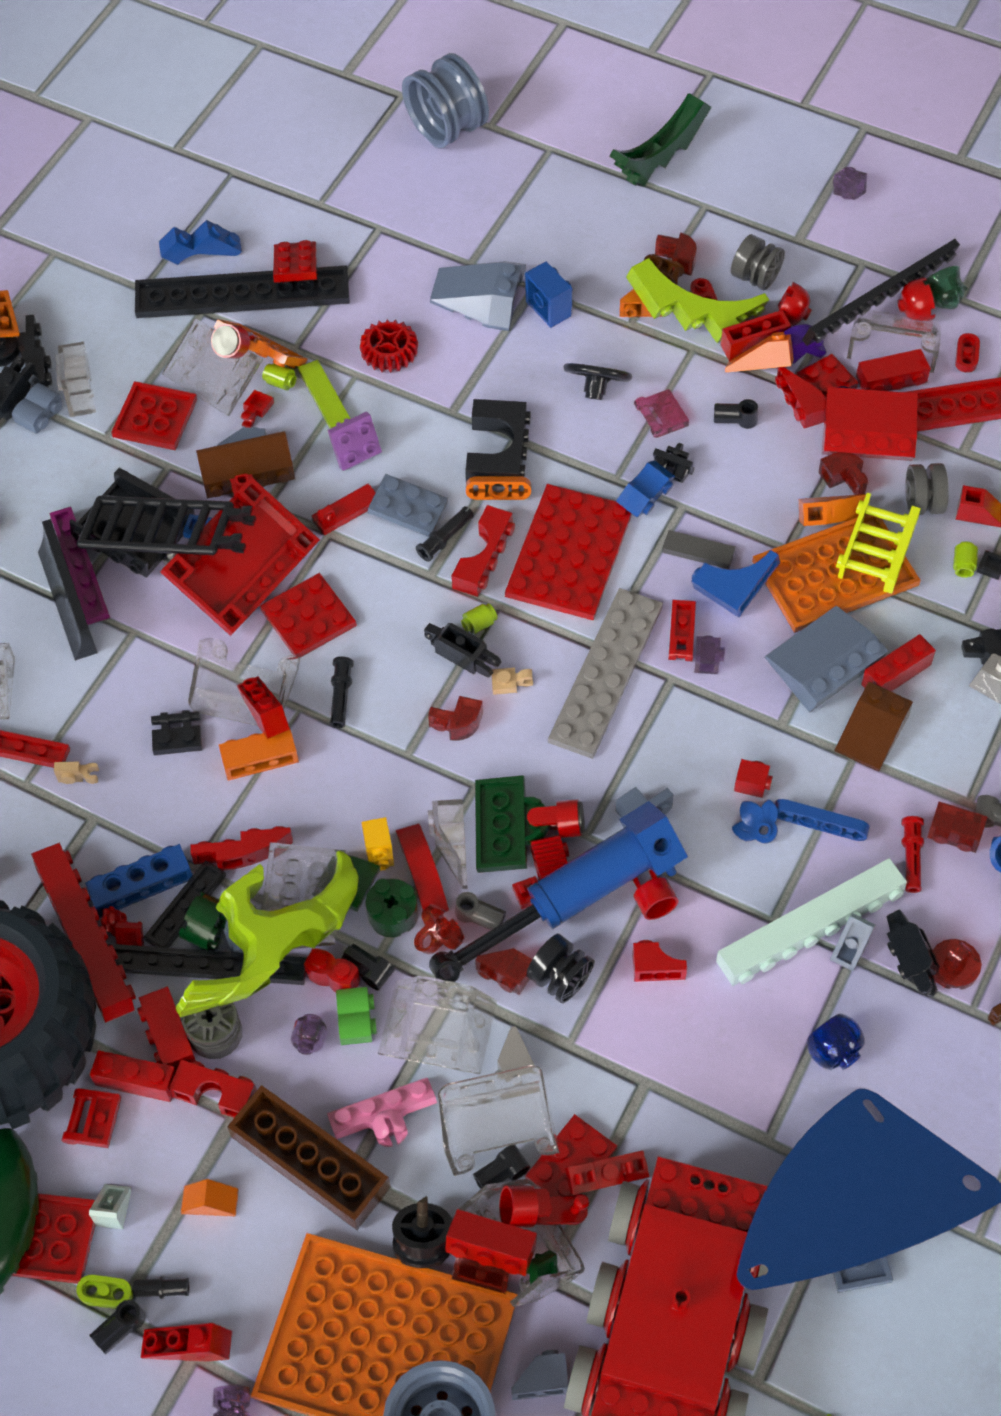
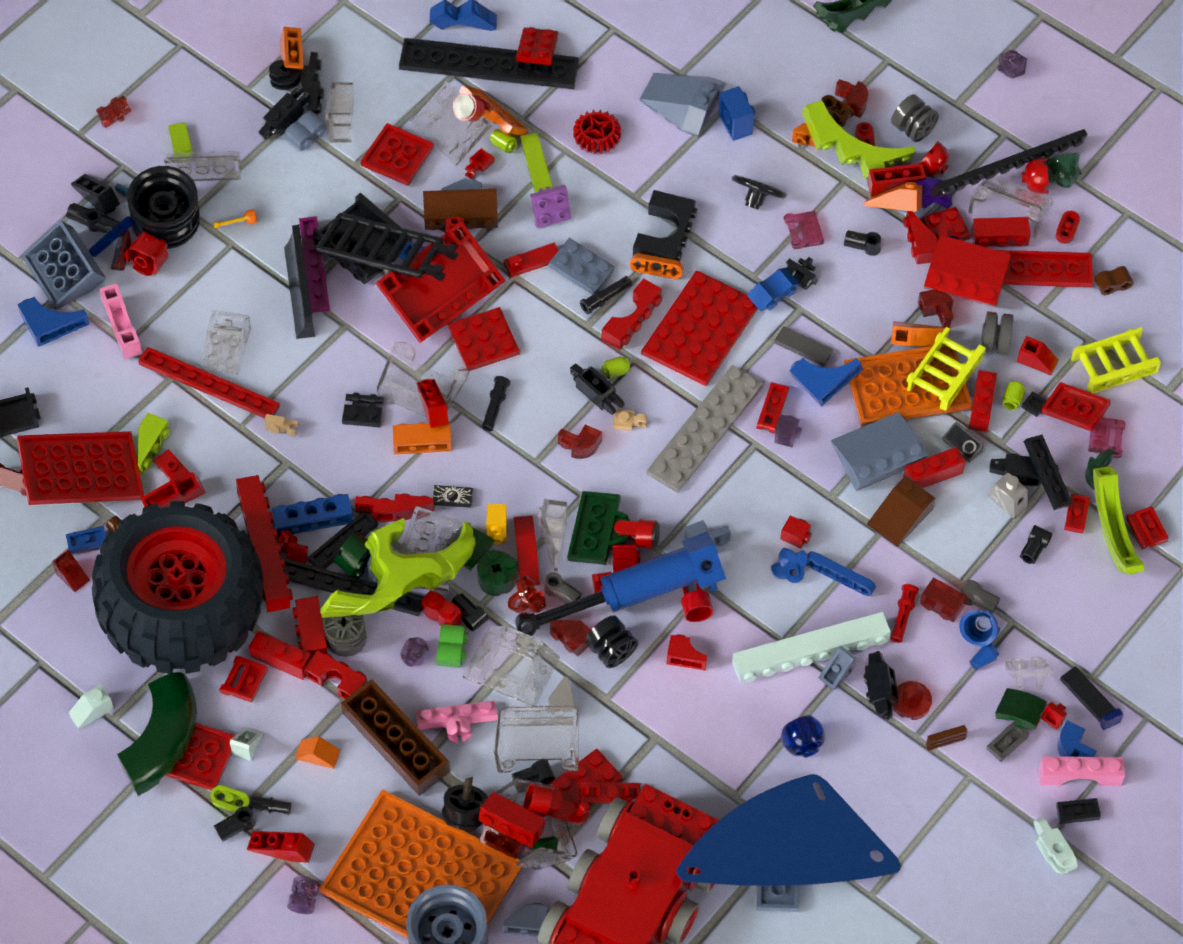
camera: 10 degrees right, 0 degrees up
(313, 819) = (452, 496): none -> tile
(916, 622) = (966, 443): none -> slope
(934, 581) = (982, 401): none -> red arch

